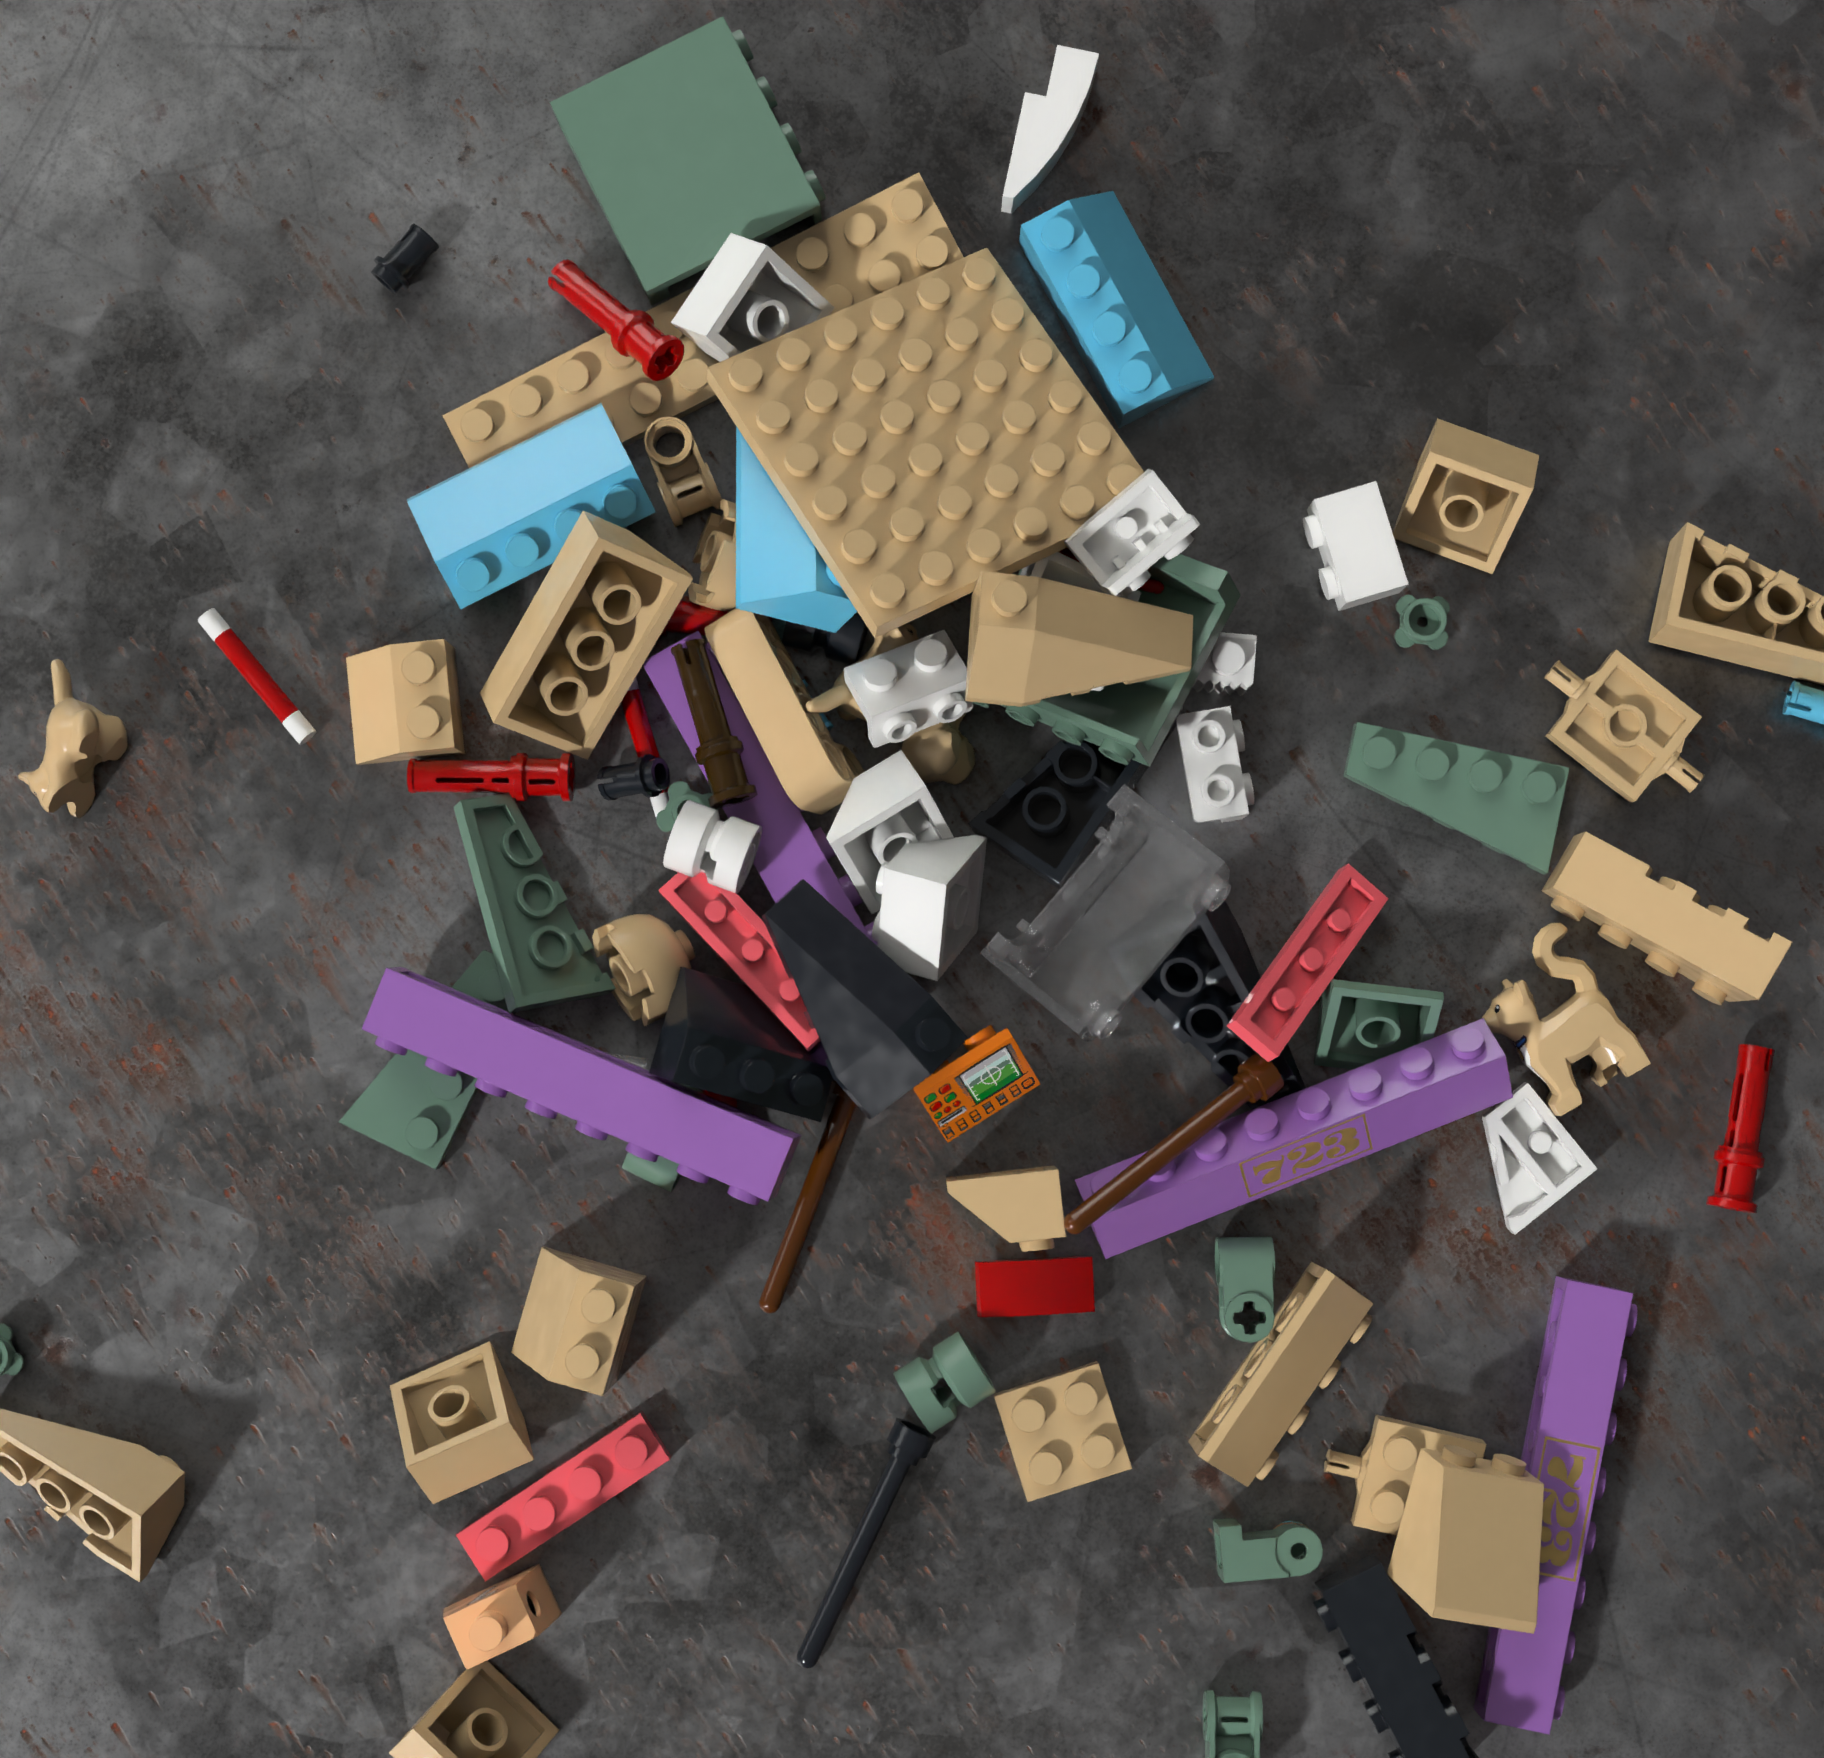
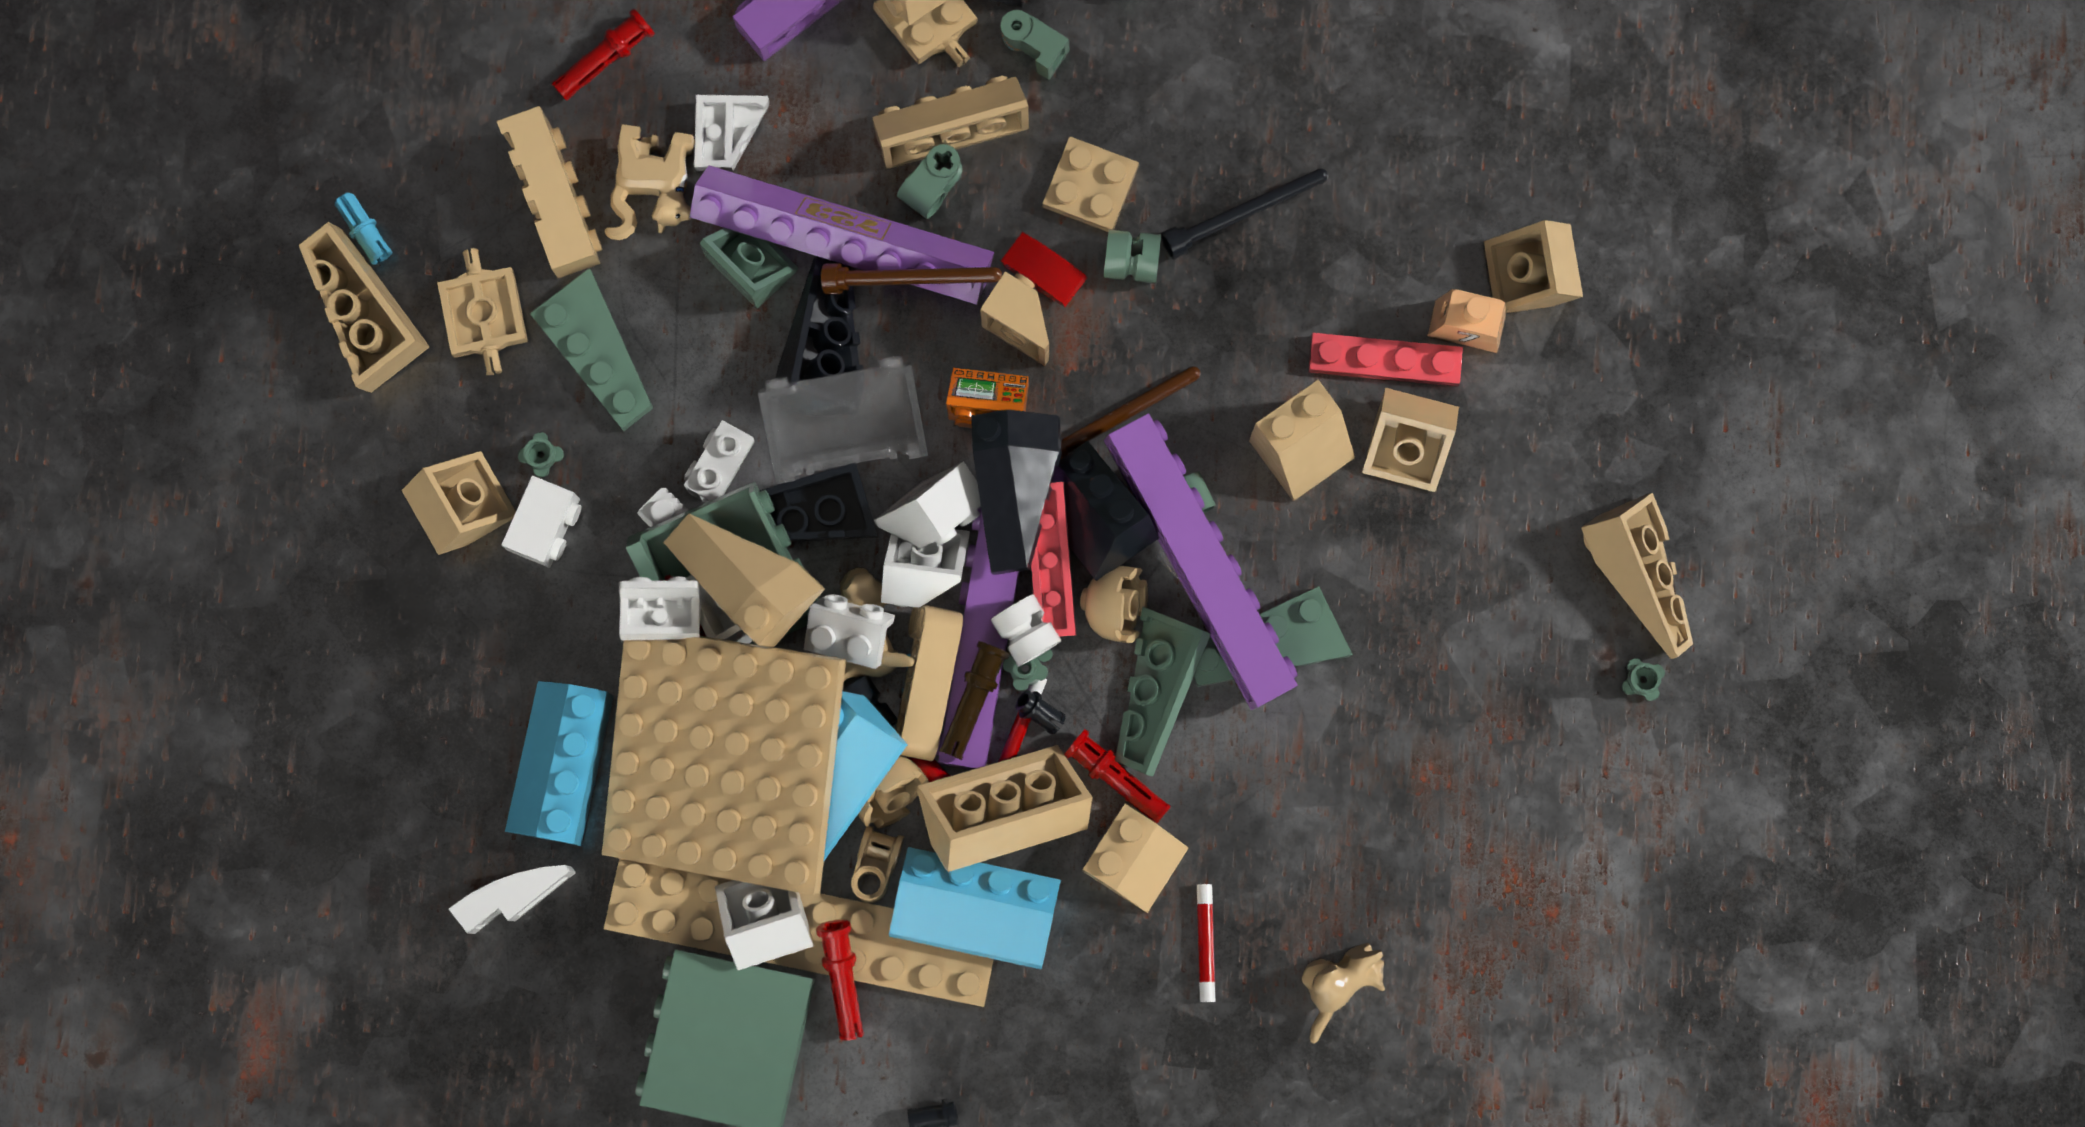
camera: 145 degrees left, 5 degrees down
(1307, 963) = (757, 317): coral plate -> none

